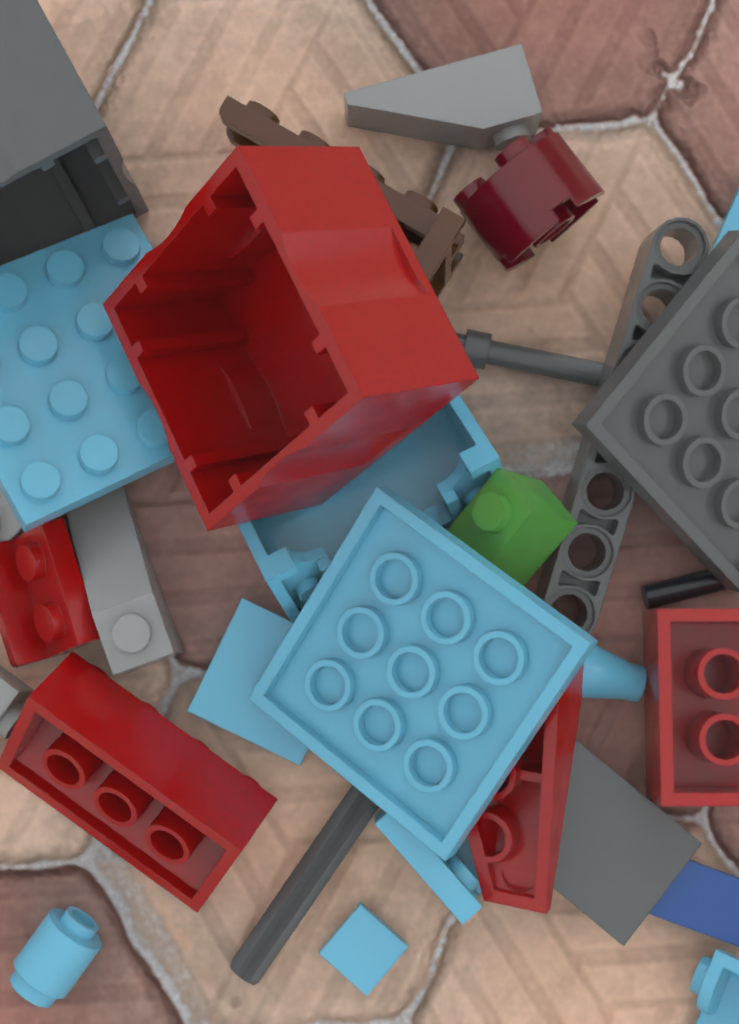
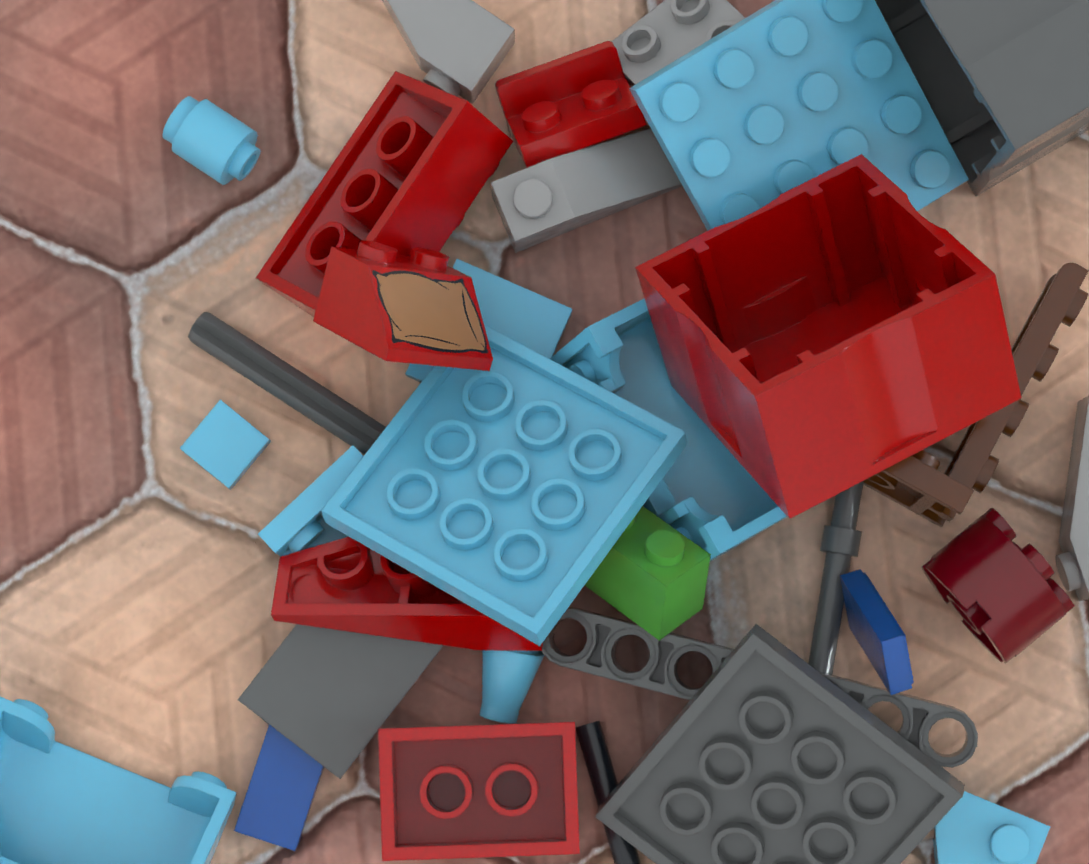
camera: 85 degrees right, 0 degrees up
(238, 769) = (403, 306): none -> slope
(571, 312) = (877, 631): none -> blue tile

